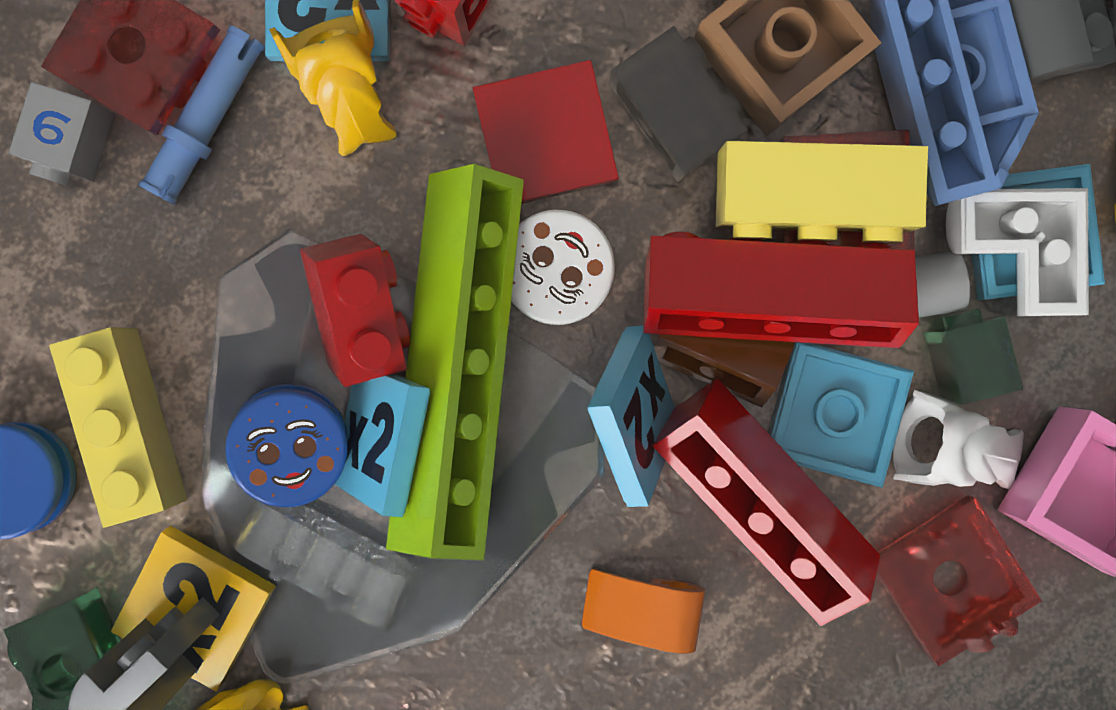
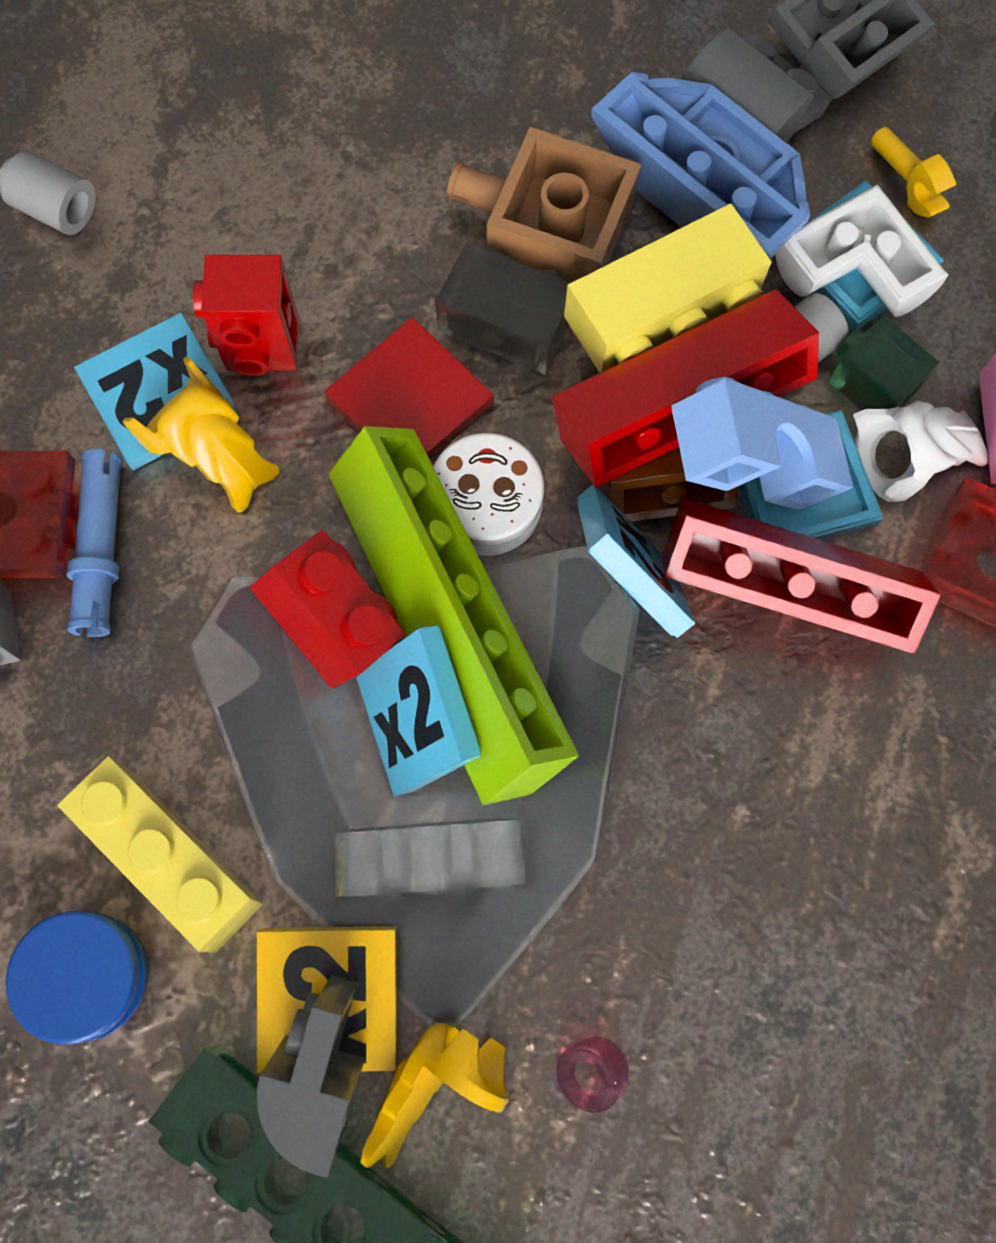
camera: 35 degrees left, 15 degrees down
(287, 445) = (334, 770): blue head -> none
(647, 614) = (749, 745): orange panel -> none
(803, 385) = (742, 433): none -> light blue arch

